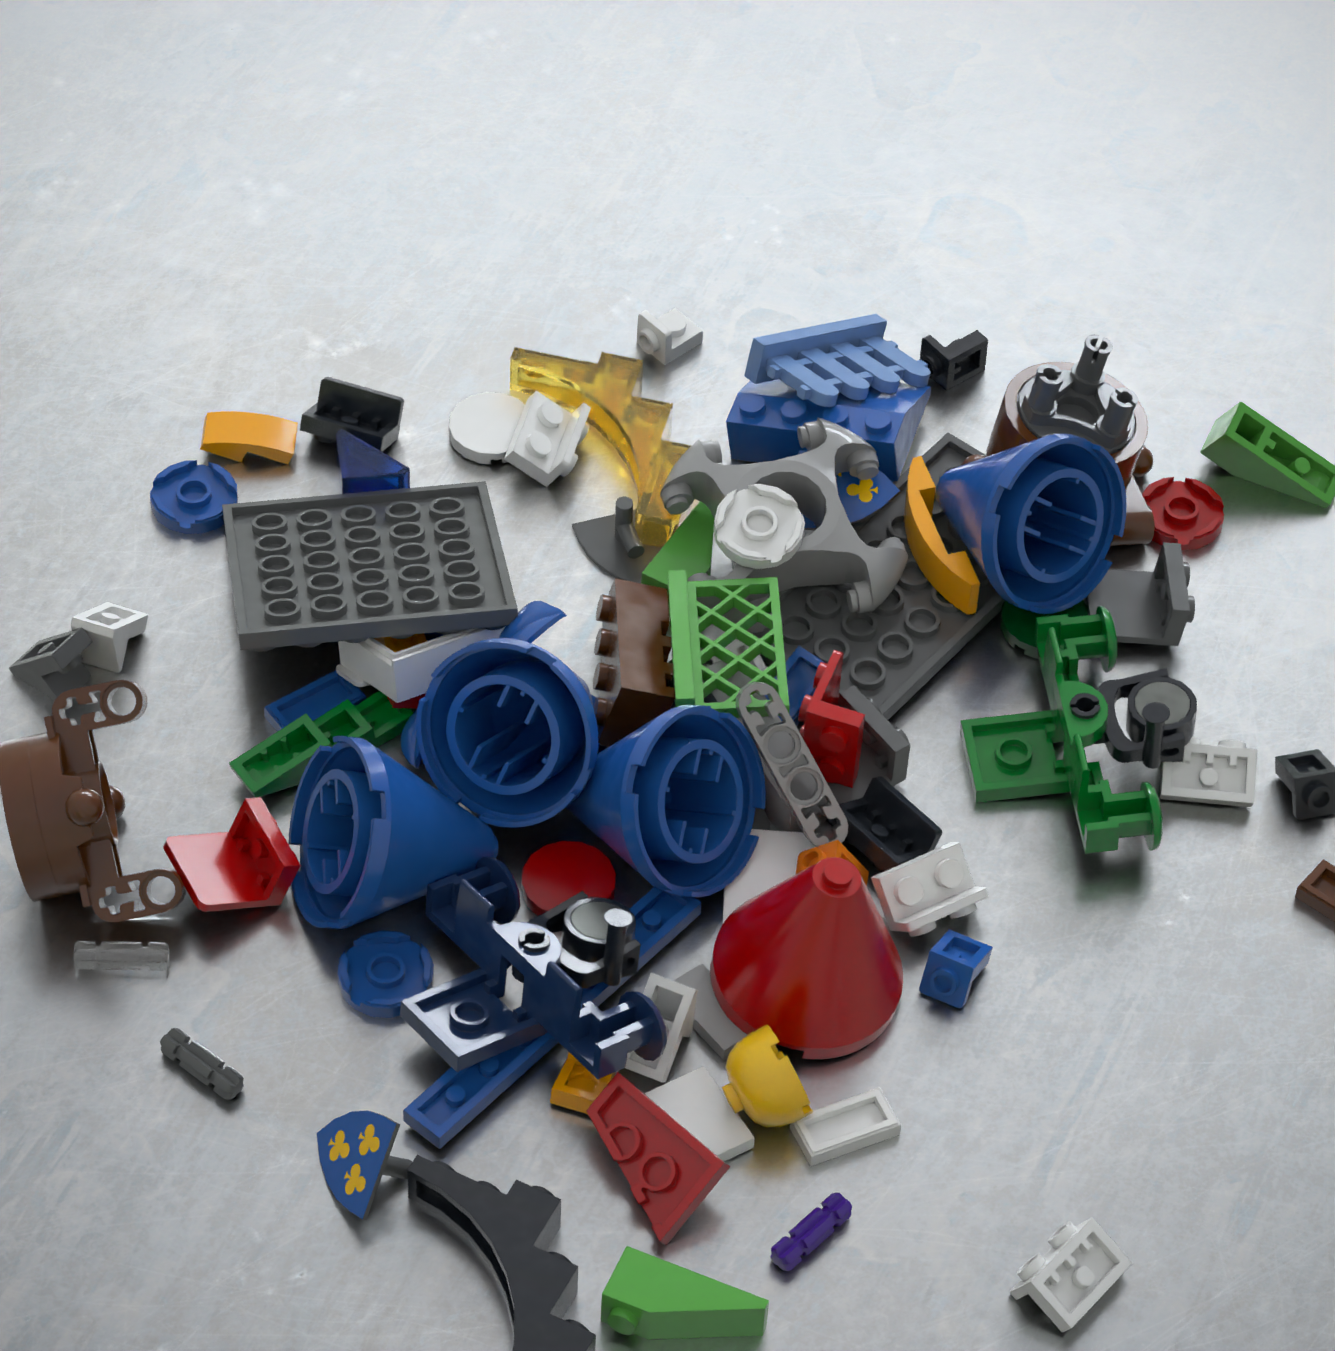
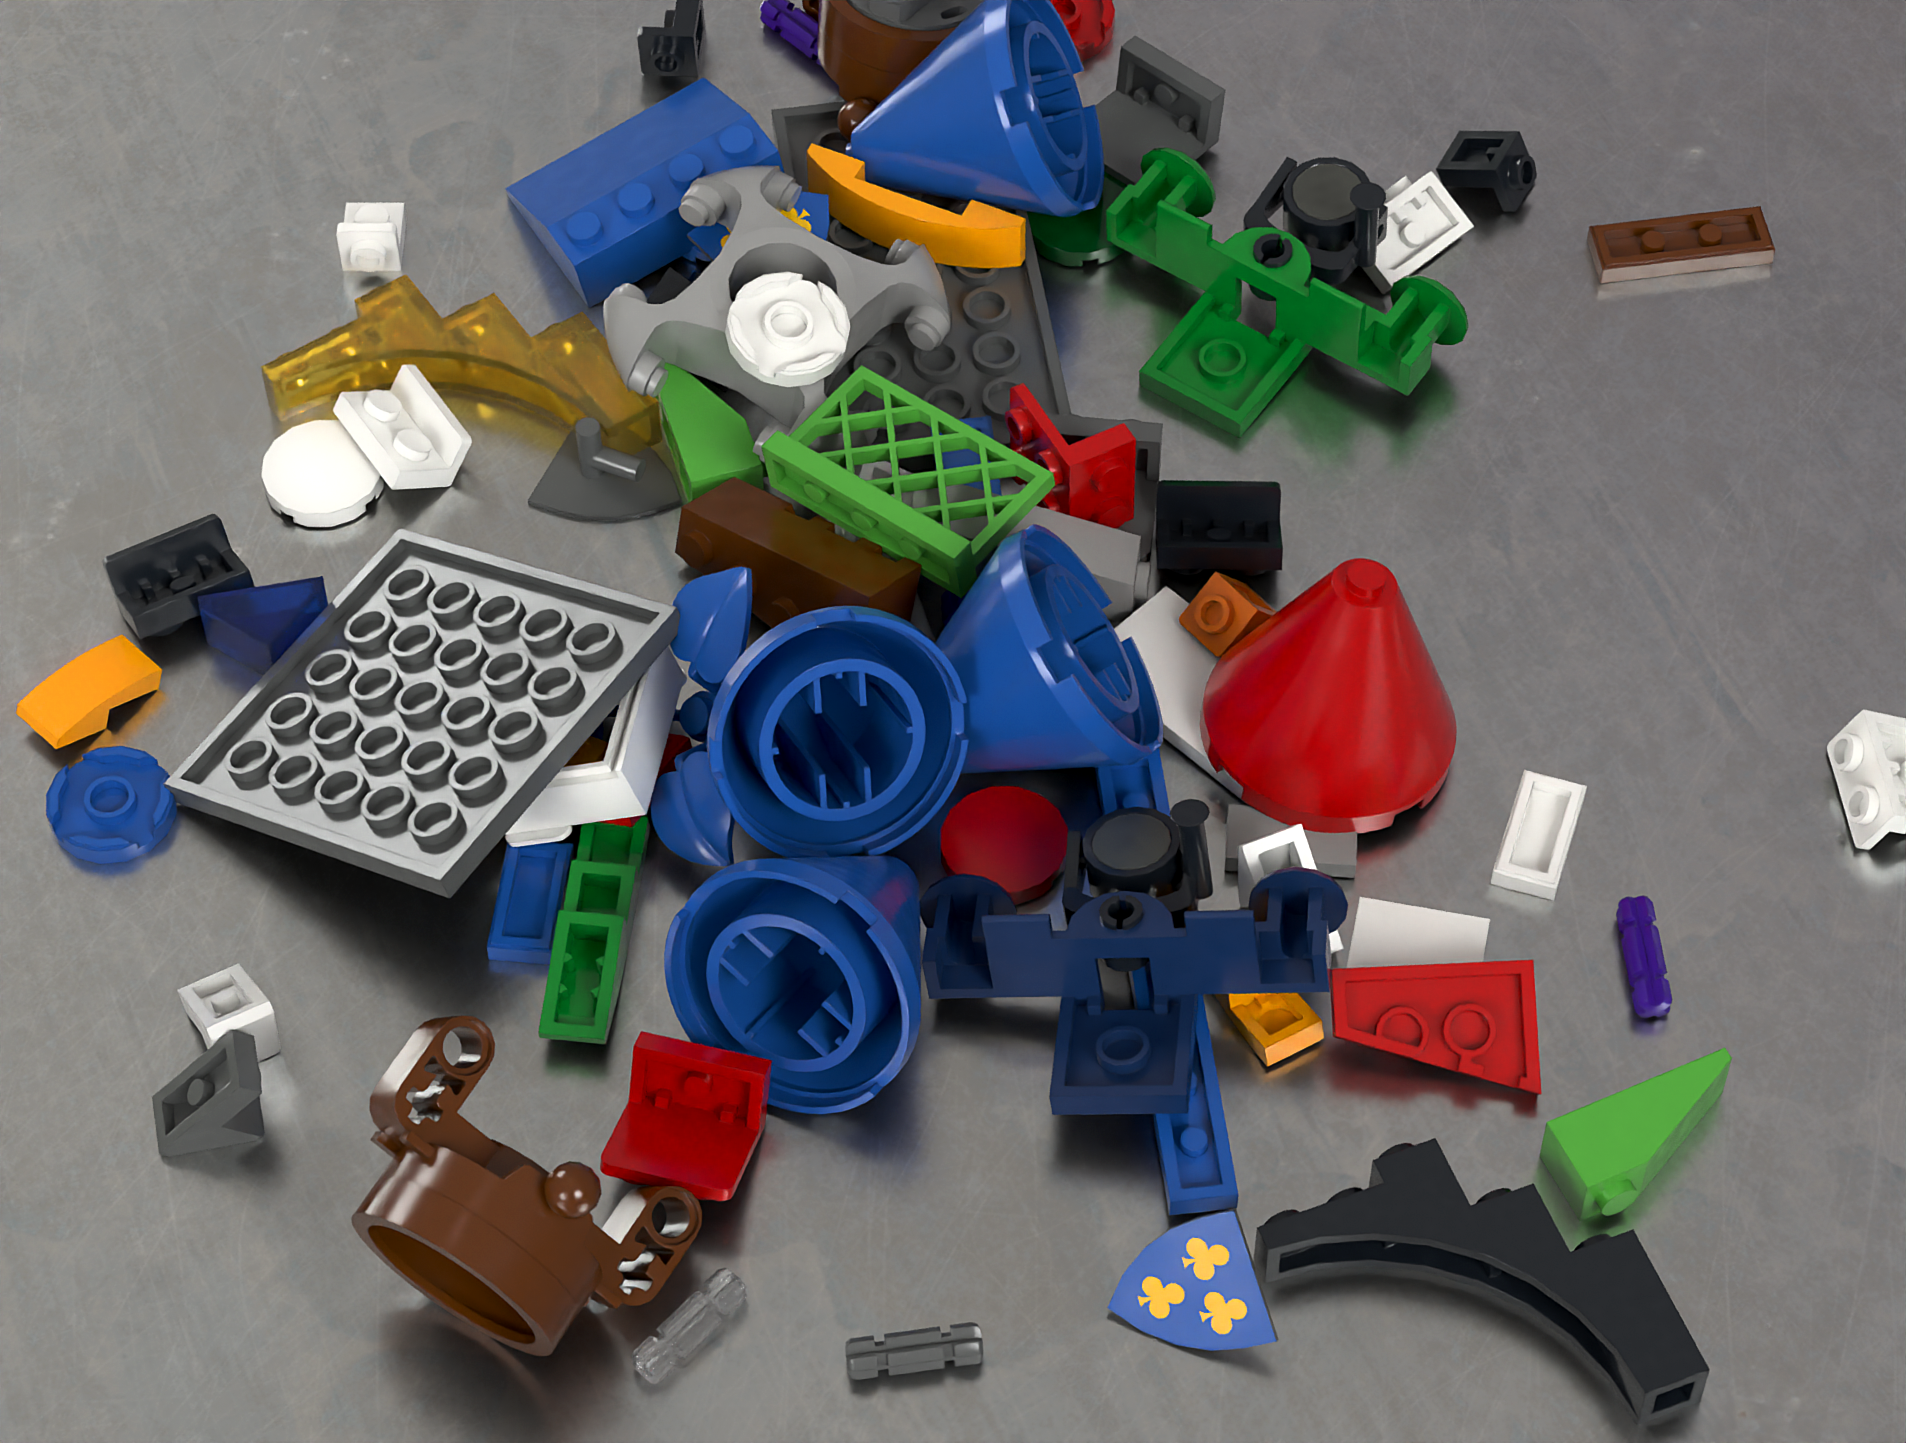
camera: 45 degrees left, 5 degrees up
(383, 972) = (959, 1094): blue tile -> none
(764, 1081) = (1448, 853): yellow cylinder -> none
(796, 762) = (1108, 527): light grey beam -> none
(835, 359) = (607, 121): medium blue fence -> none
(927, 890) = (1327, 533): white bracket -> none
(953, 967) = (1443, 601): blue bracket -> none

